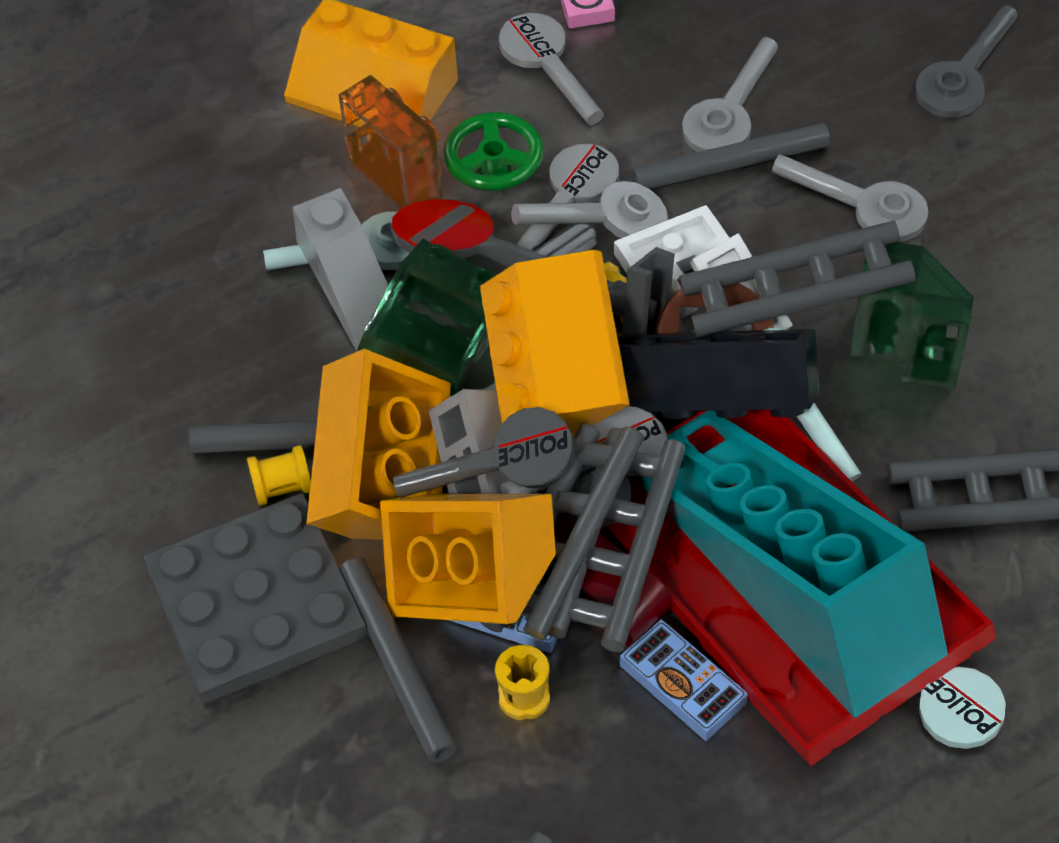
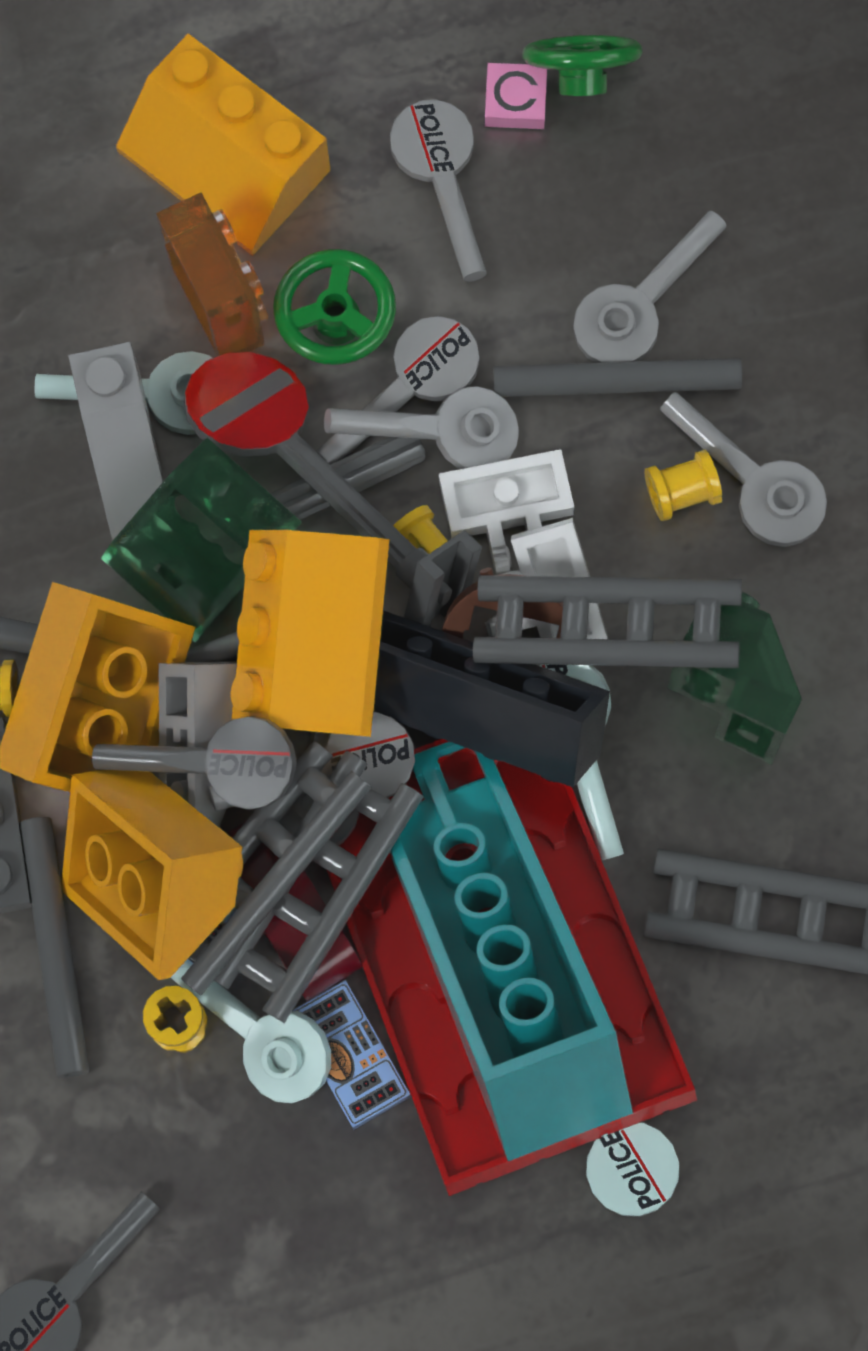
camera: 15 degrees right, 20 degrees up
(624, 688) = (279, 1058): none -> light aqua piece
(811, 210) = (683, 485): none -> yellow bush

